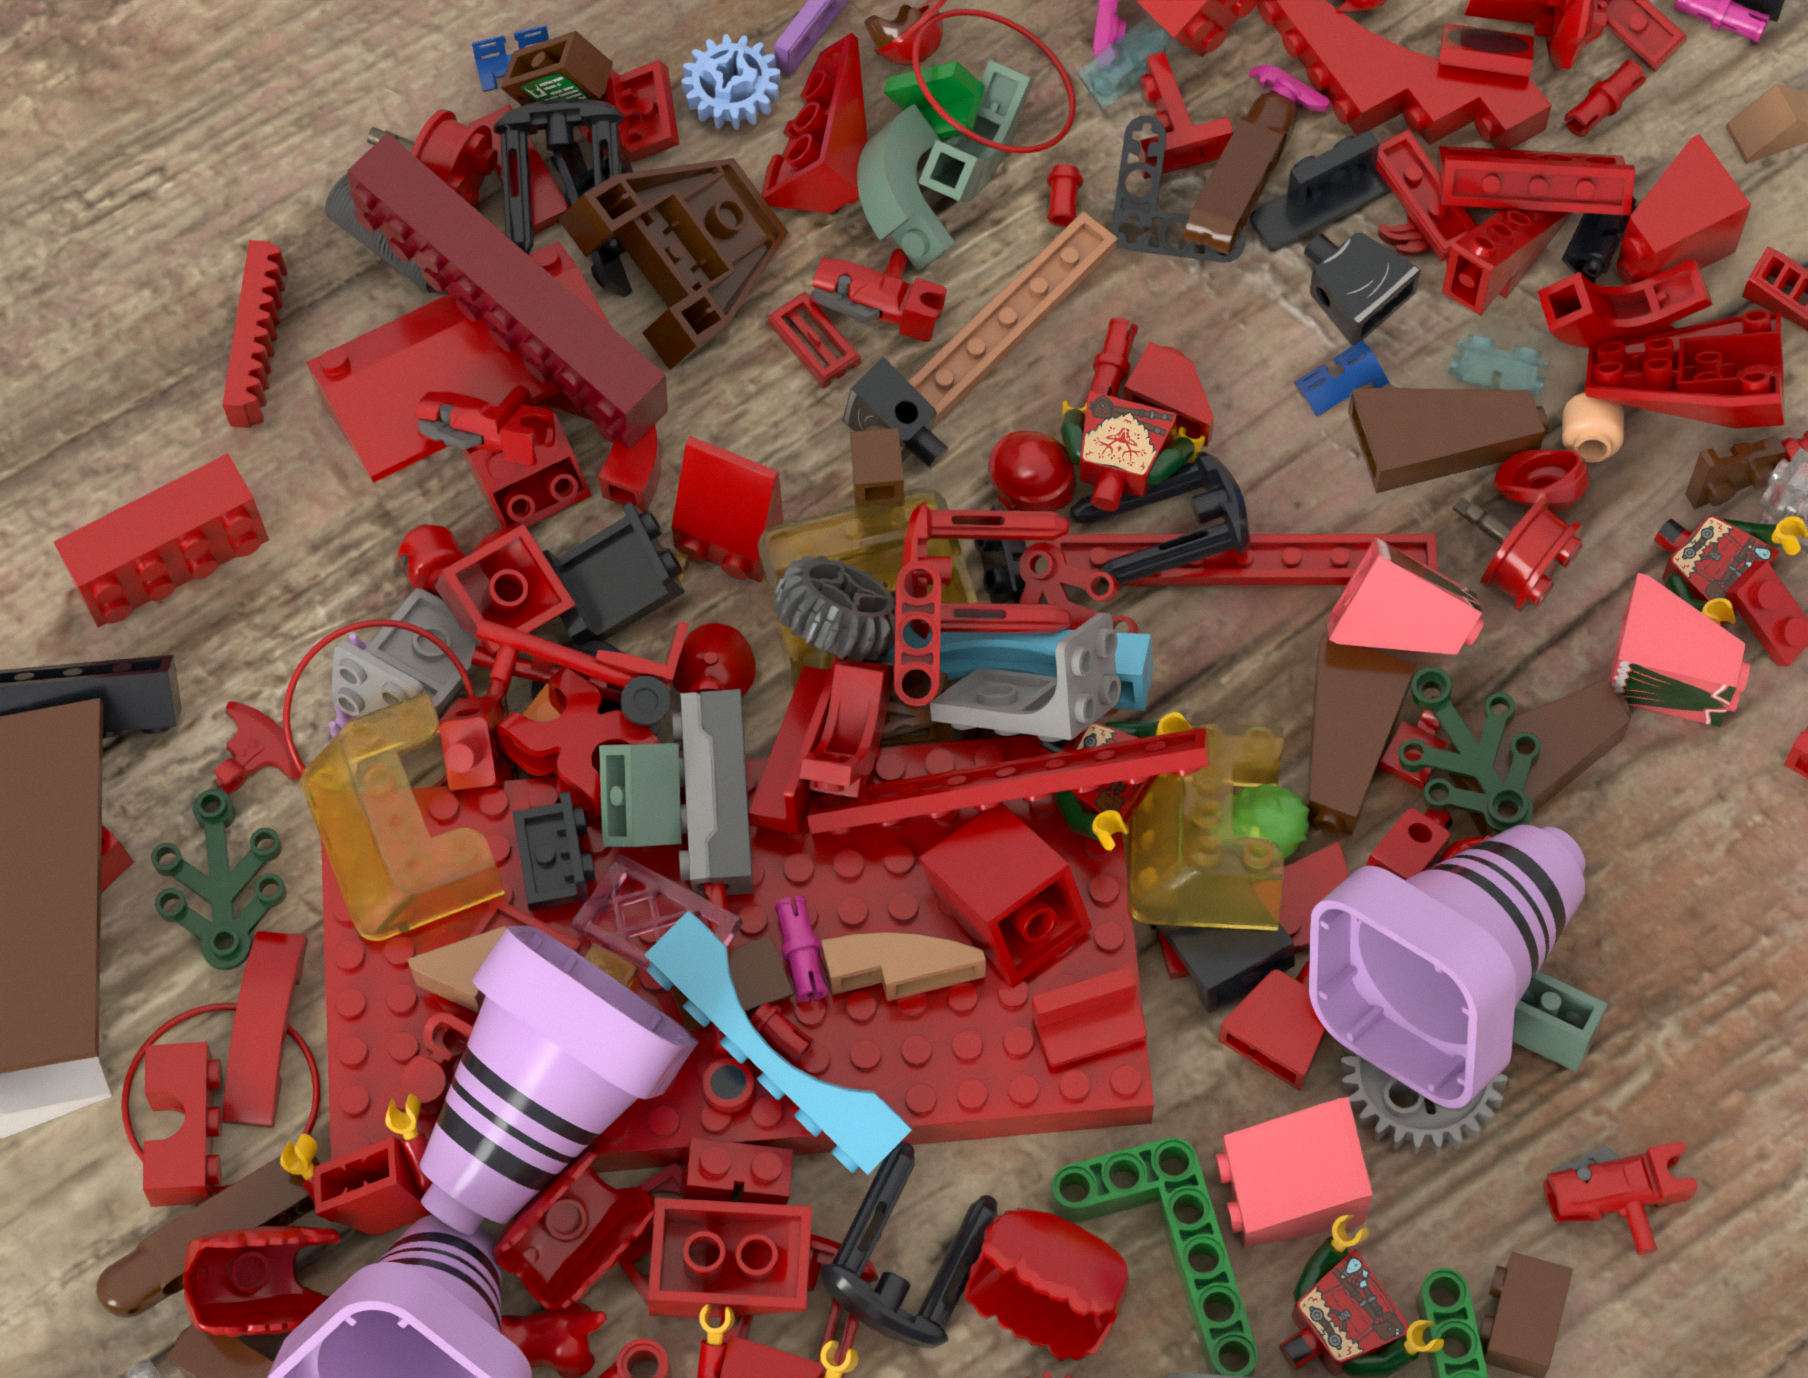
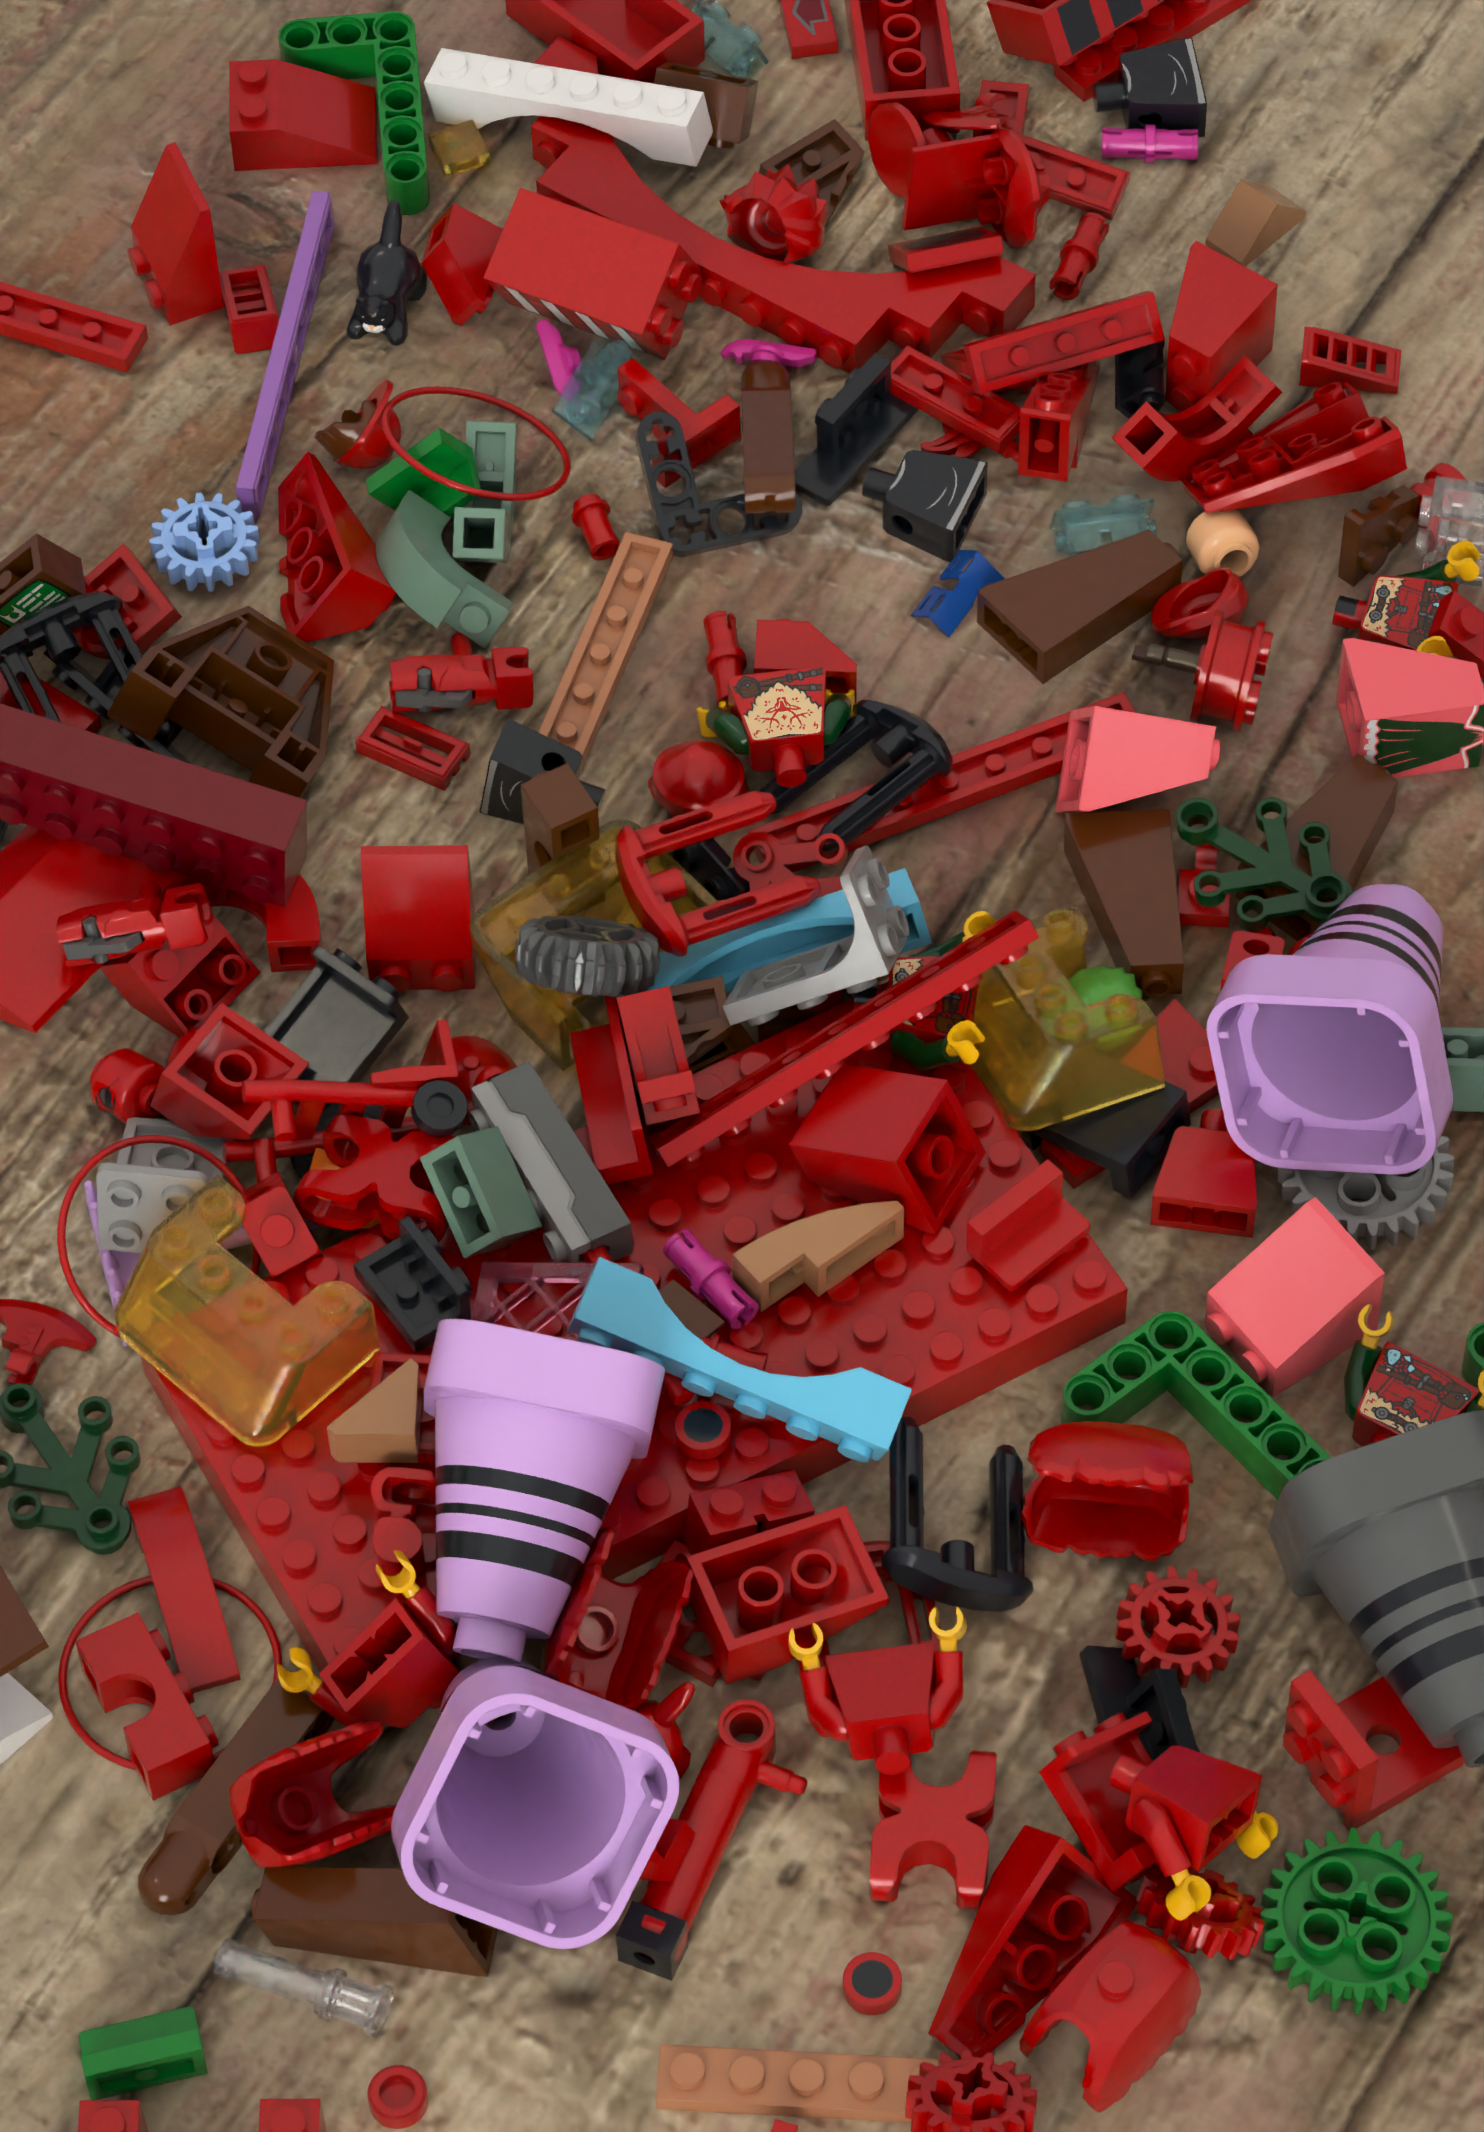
camera: 25 degrees left, 10 degrees down
(922, 609) = (684, 916): red beam -> none

